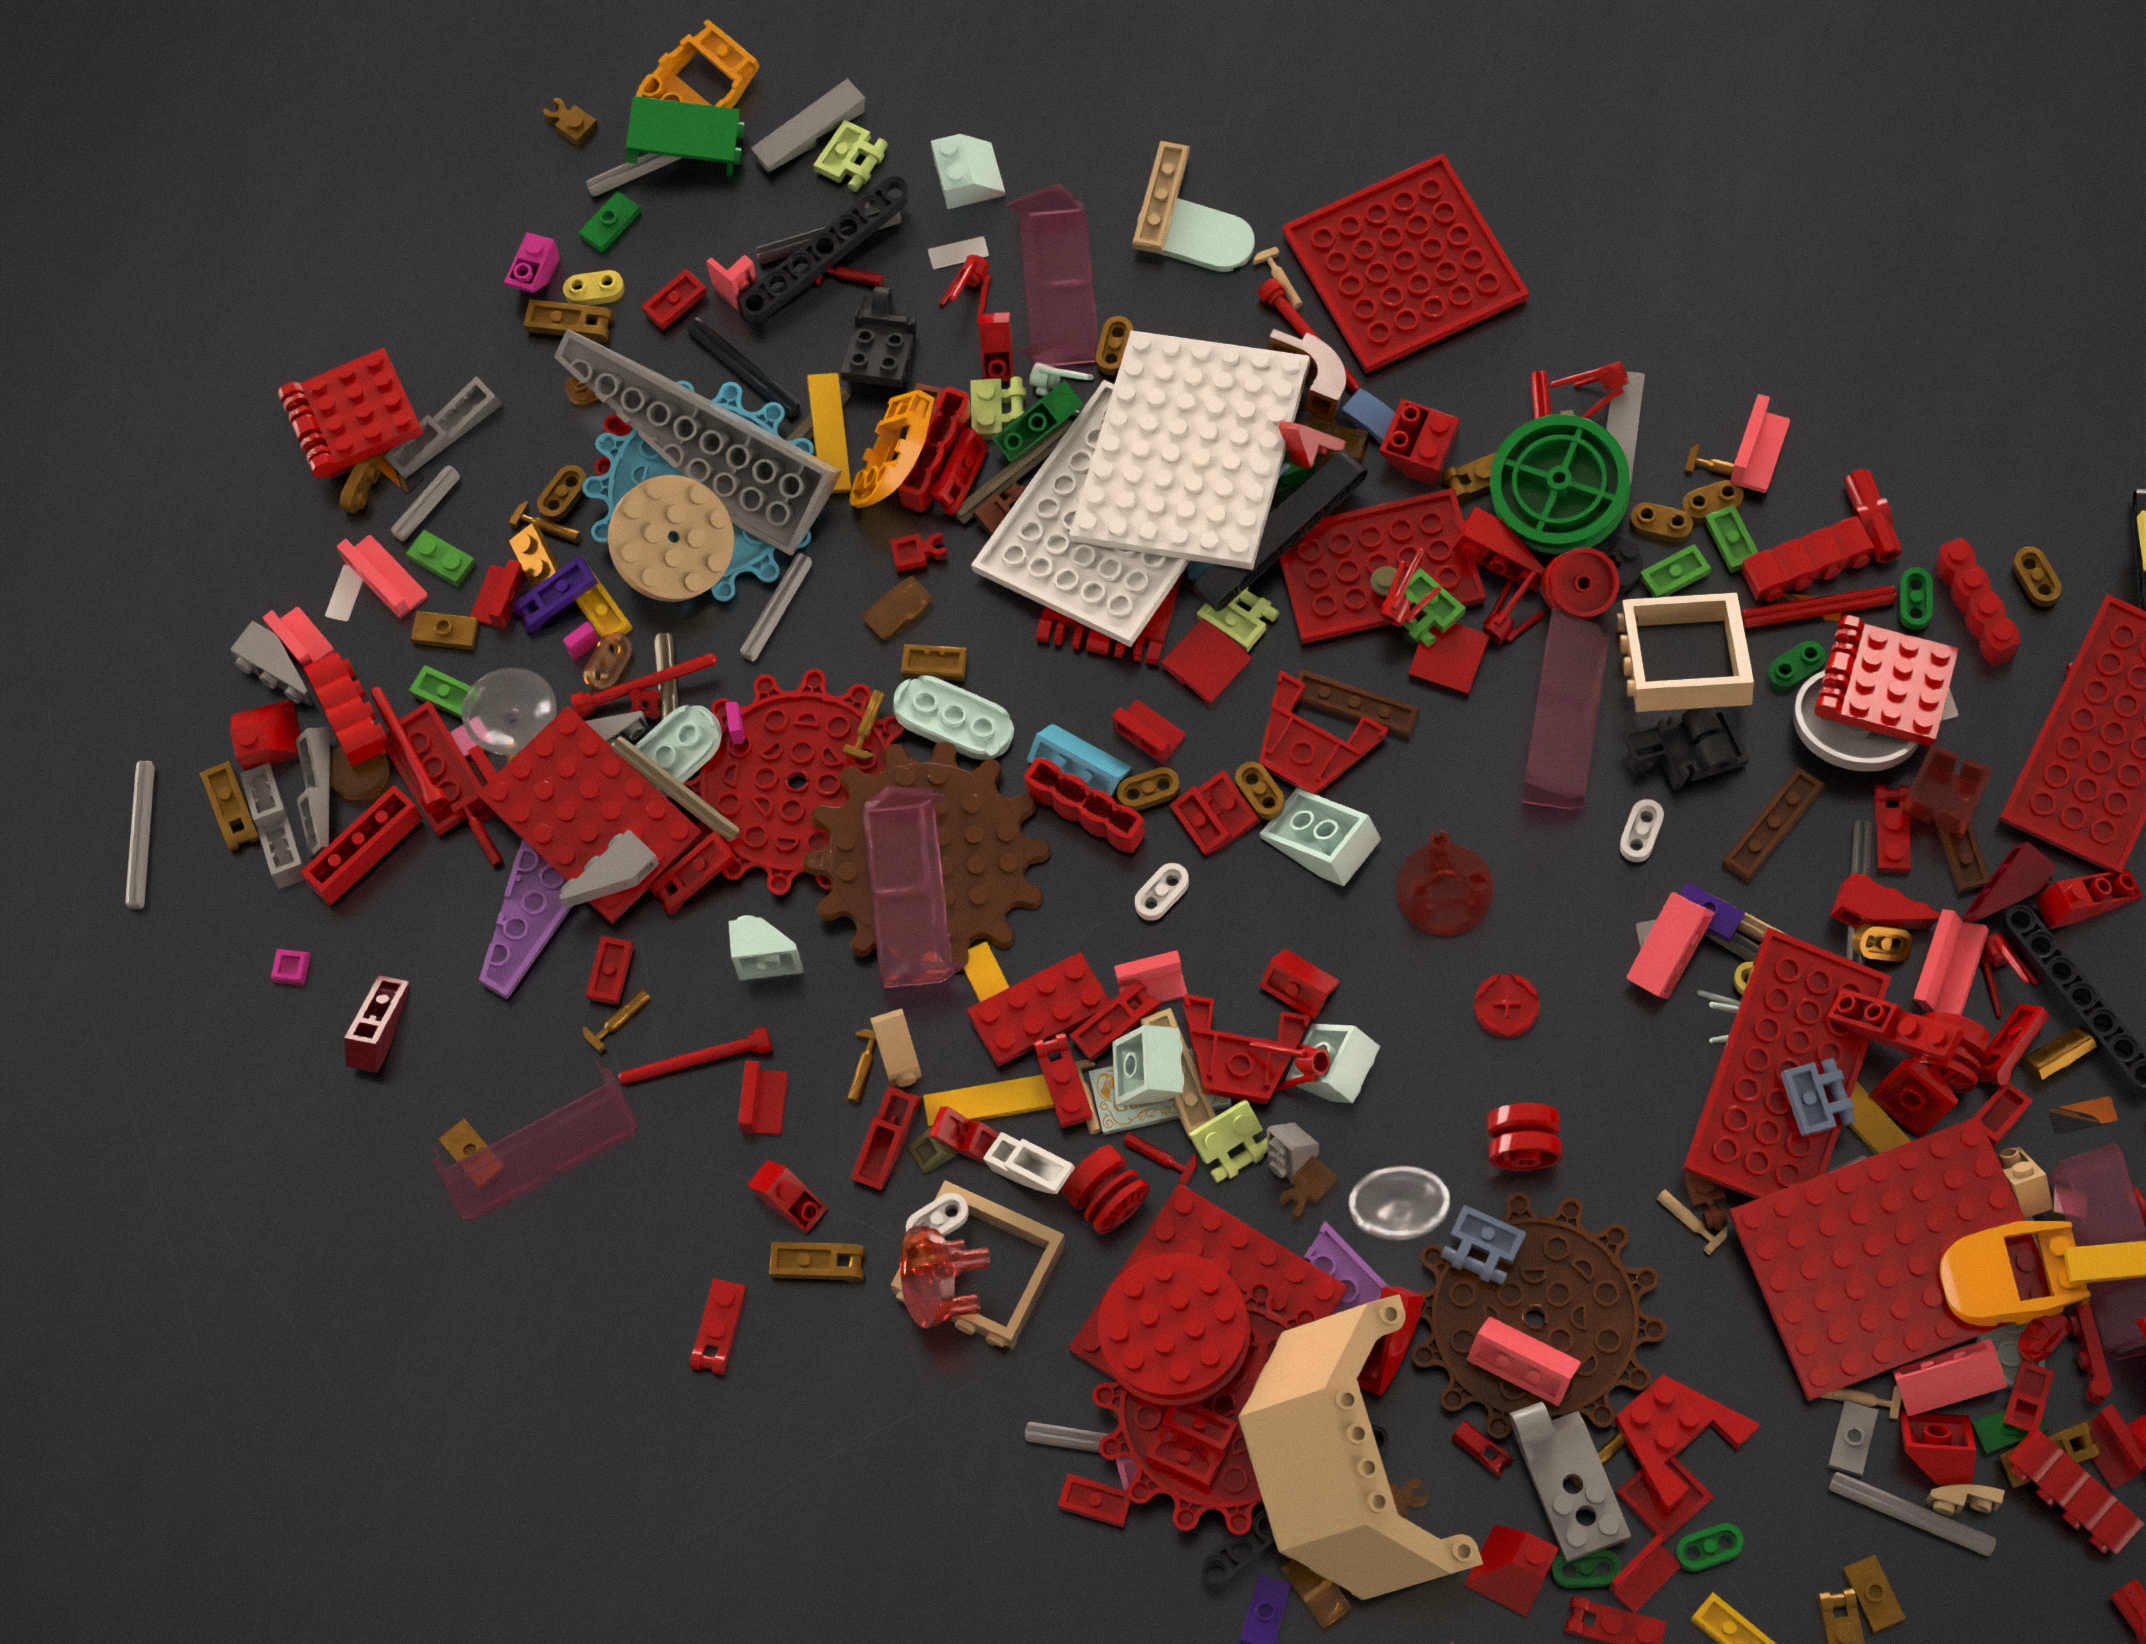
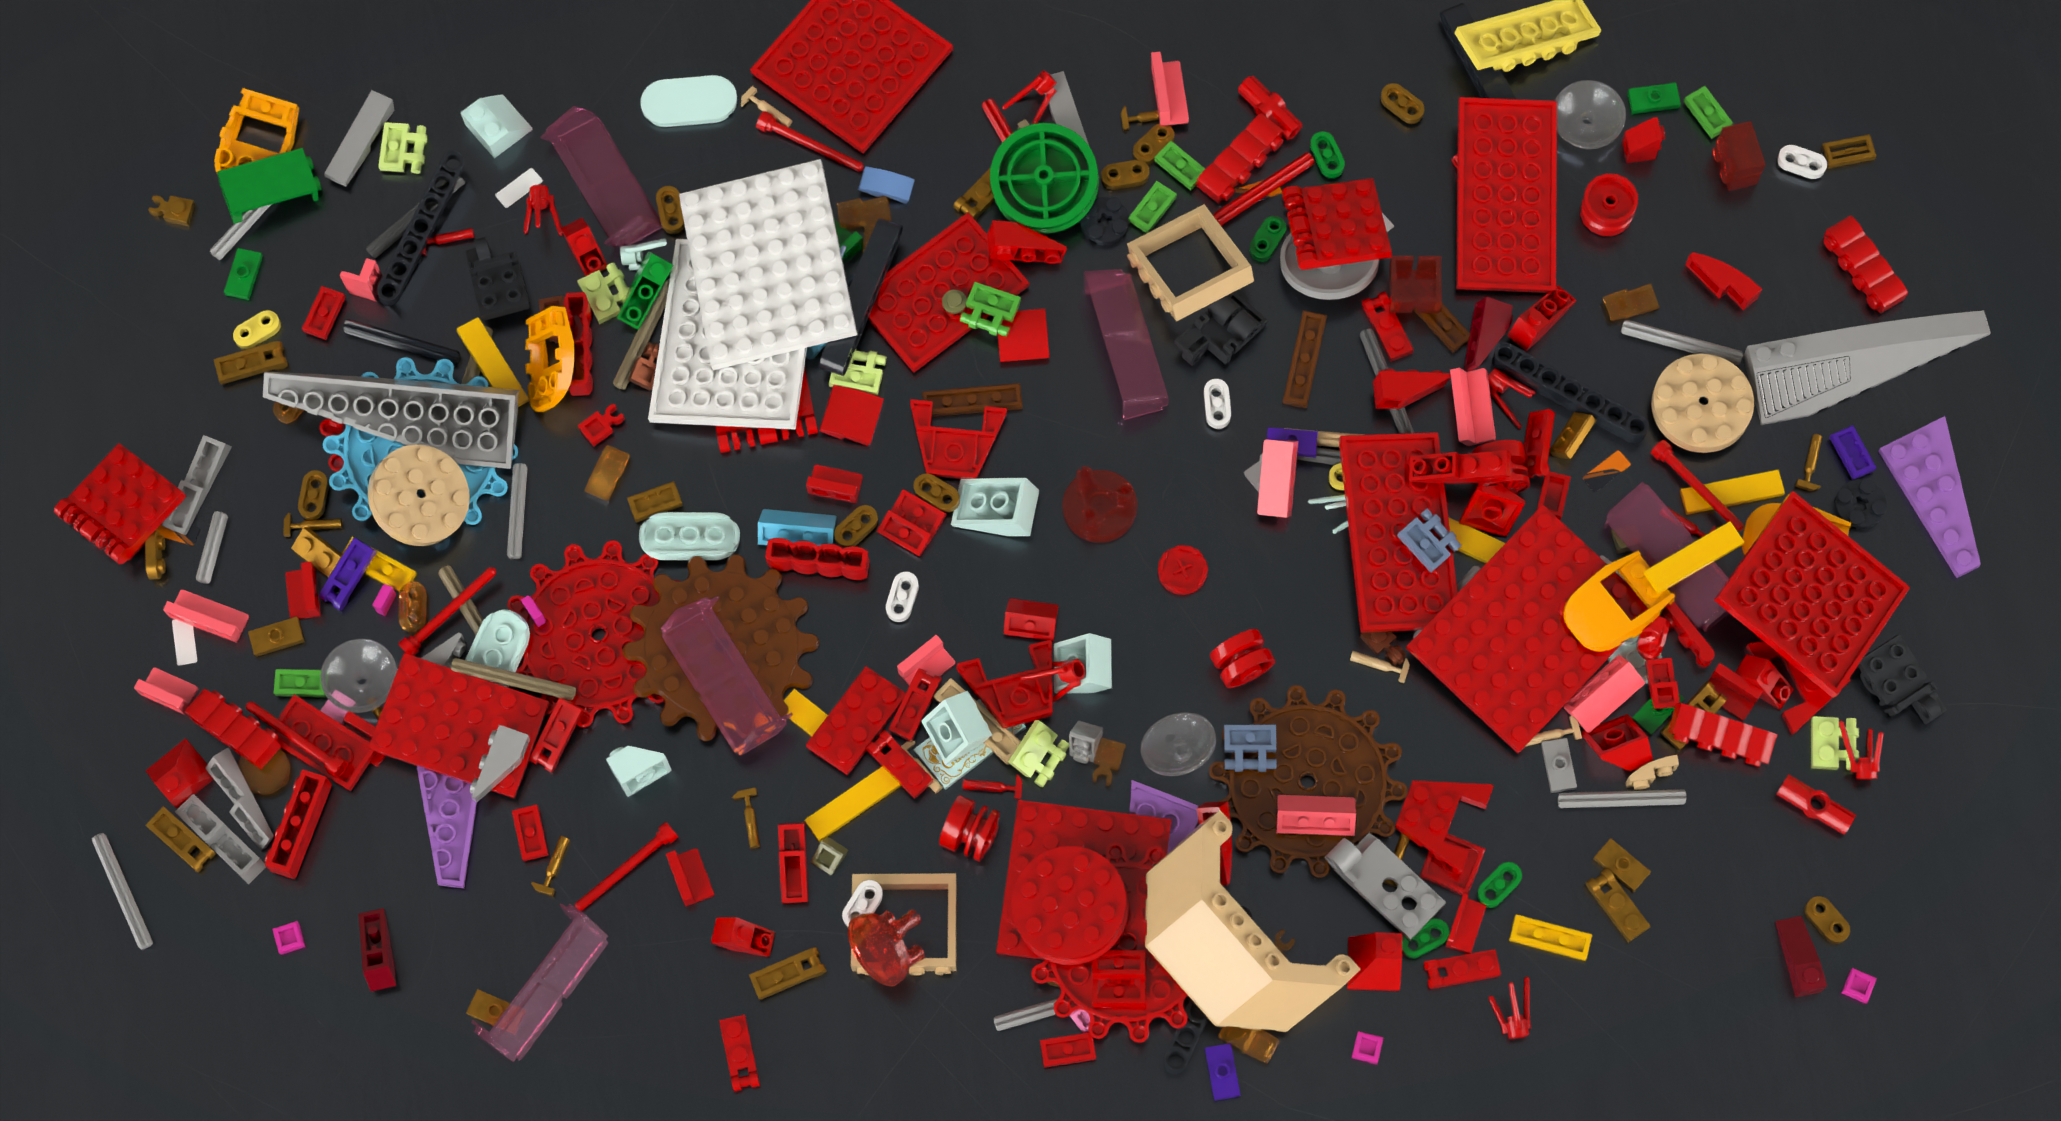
camera: 30 degrees left, 5 degrees up
(264, 654) = (150, 715): light grey slope -> none
(441, 558) = (245, 583): bright green plate -> none
(478, 829) = (379, 773): red piece -> none
(533, 263) = (203, 331): dark pink slope -> none
(651, 697) = (458, 618): red plate -> none
(865, 728) = (630, 572): pearl gold piece -> none
(896, 1048) = (772, 796): tan slope -> none
(959, 471) = (604, 352): red plate -> none
(962, 1134) = (850, 835): red slope -> none
(1028, 1164) = (907, 835): white slope -> none
(1161, 197) = (651, 84): tan tile -> none
(1305, 443) = (850, 225): slope -> none
(1325, 371) = (836, 165): arch -> none
(1396, 606) = (973, 317): red plant -> none
(1420, 441) = (927, 188): red slope -> none
(1477, 1445) = (1309, 887): red bar -> none
(1500, 623) = (1048, 297): red plant -> none
(1598, 577) = (1093, 244): red wheel -> none
(1876, 942) = (1419, 411): pearl gold plate -> none
(1981, 606) = (1374, 141): red brick -> none
(2026, 1181) = (1593, 534): tan slope -> none

